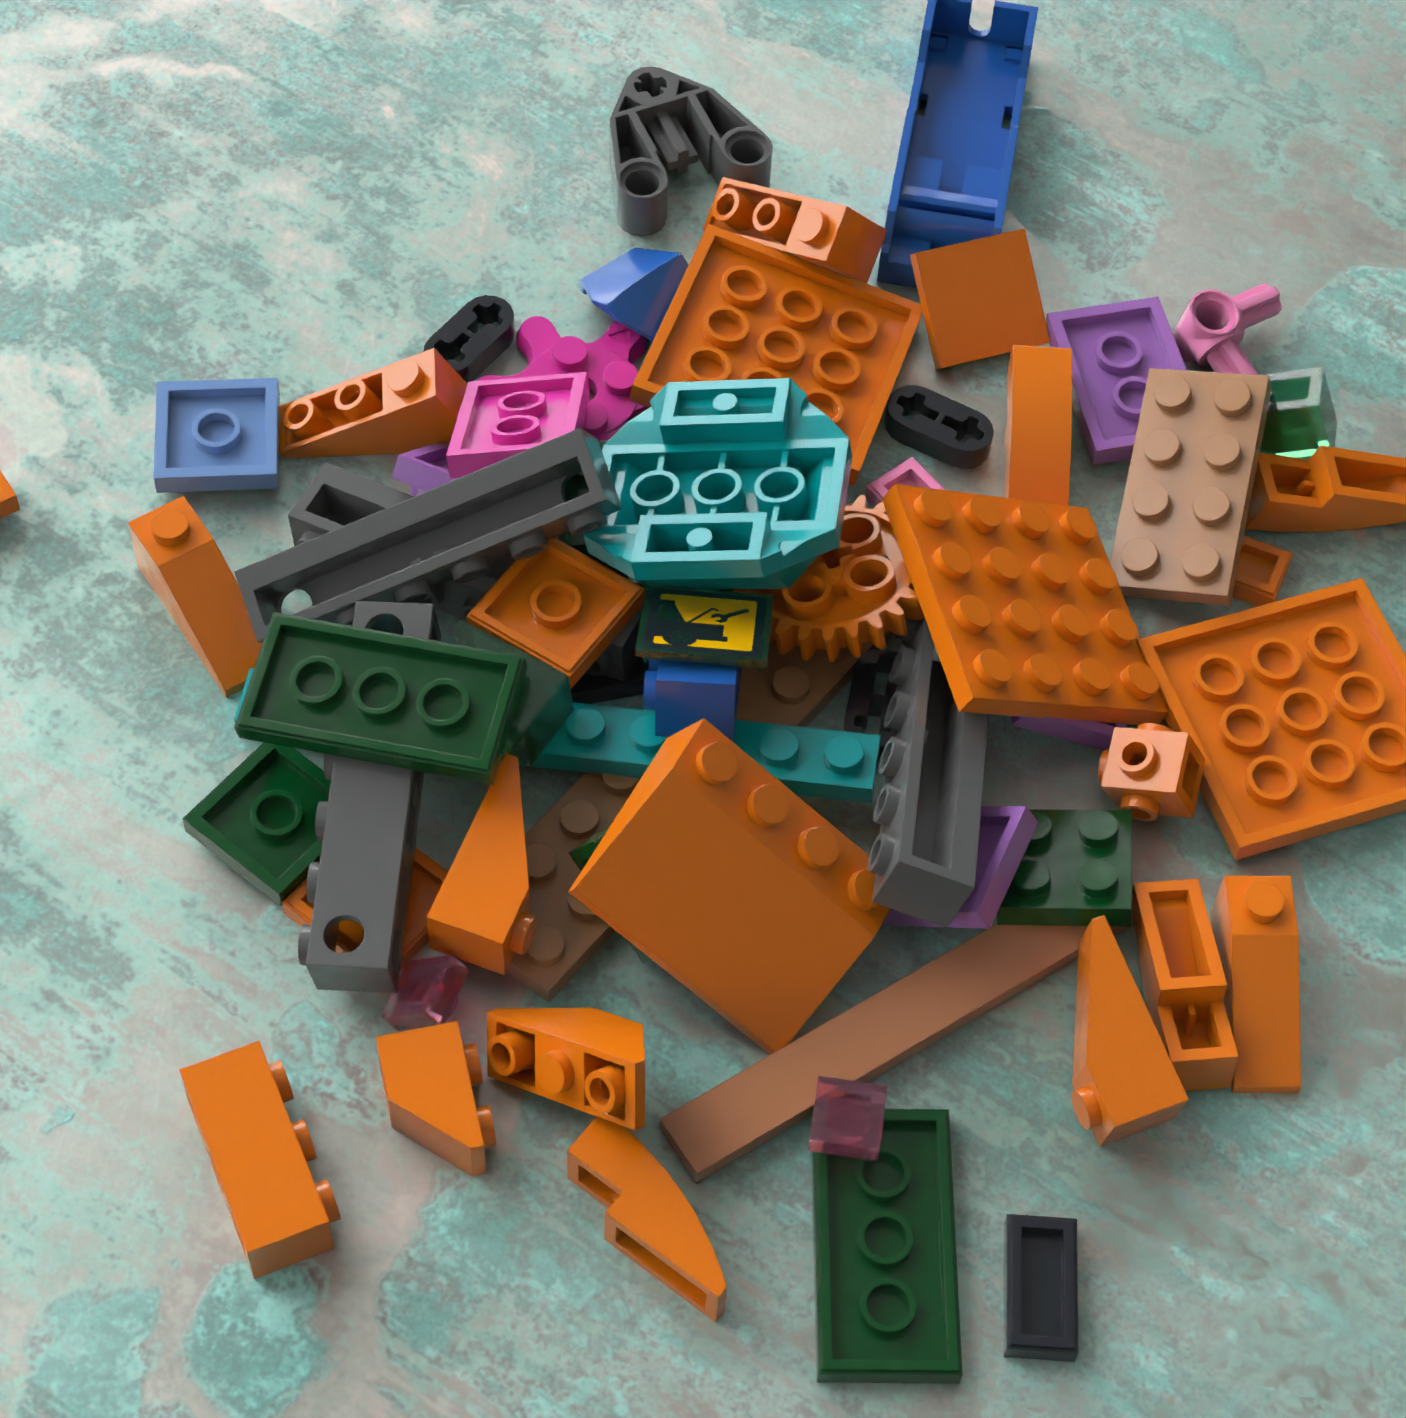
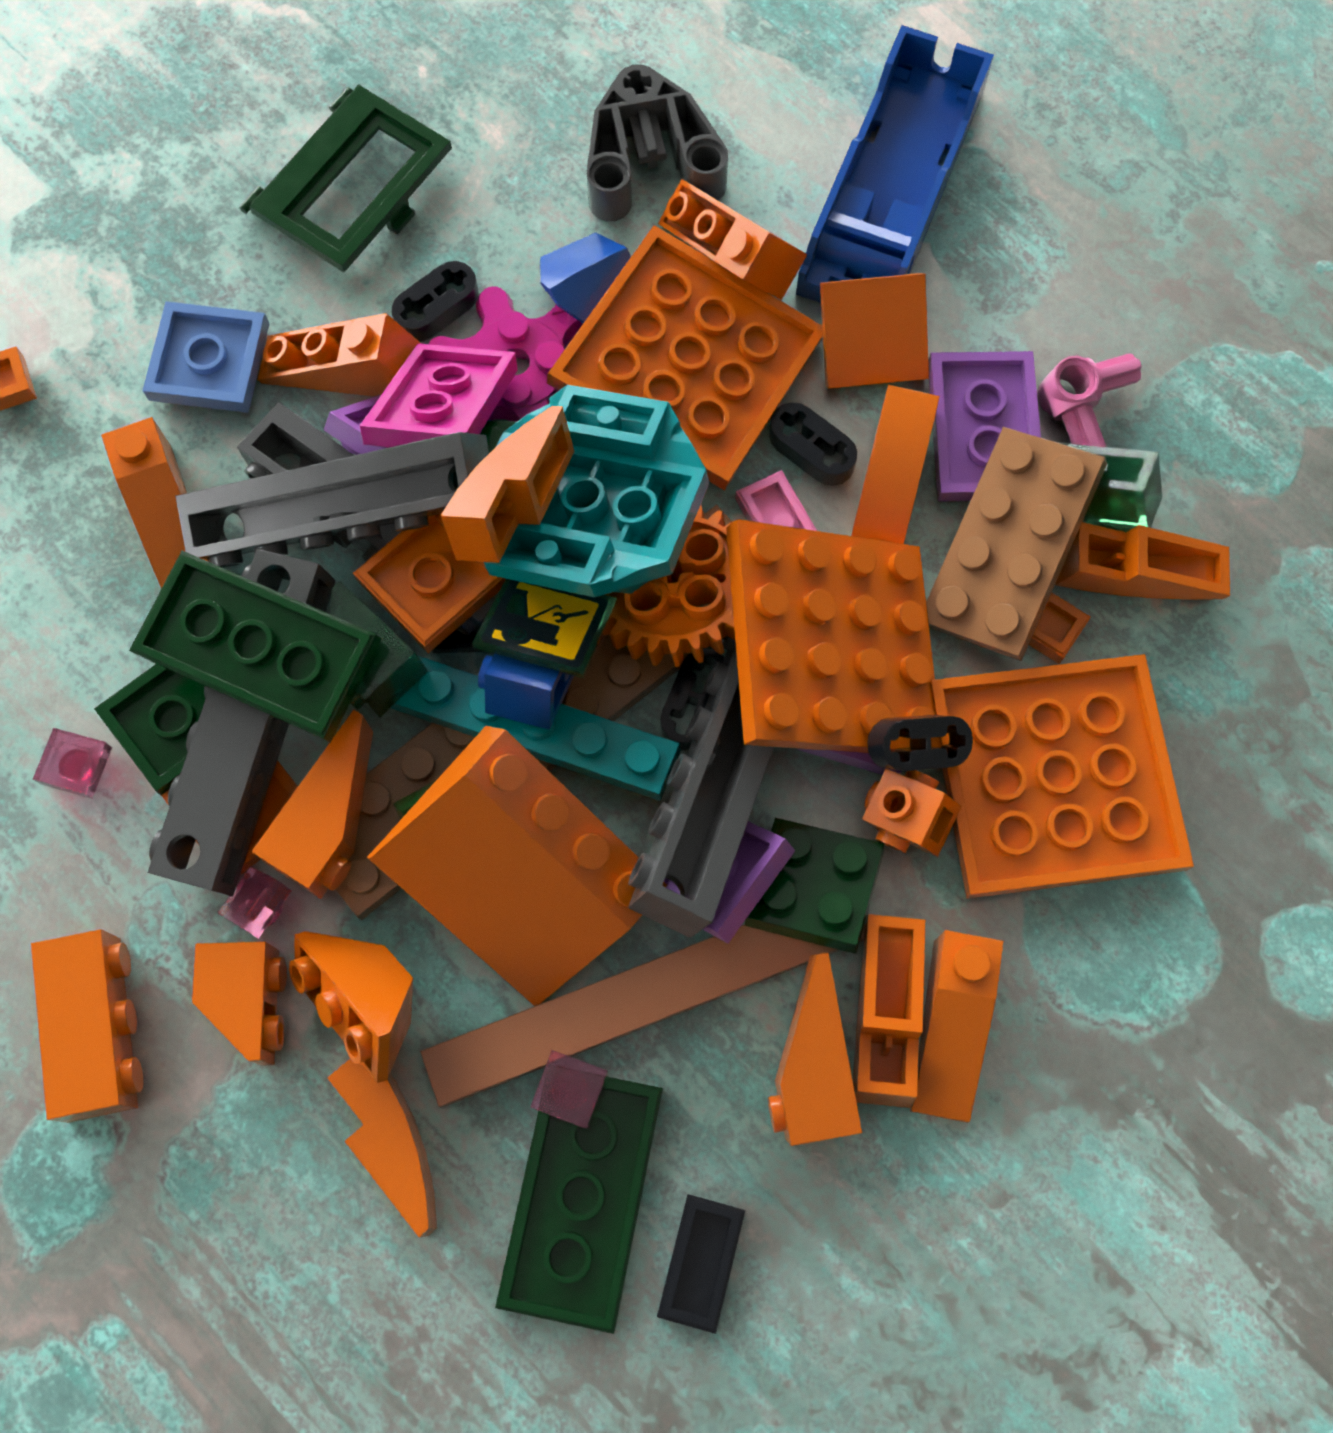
camera: 15 degrees right, 15 degrees up
(167, 884) = (72, 763): none -> clear pink plate
(306, 207) = (326, 154): none -> dark green piece
(642, 482) = (509, 488): none -> orange slope
(1143, 681) = (920, 753): none -> black beam

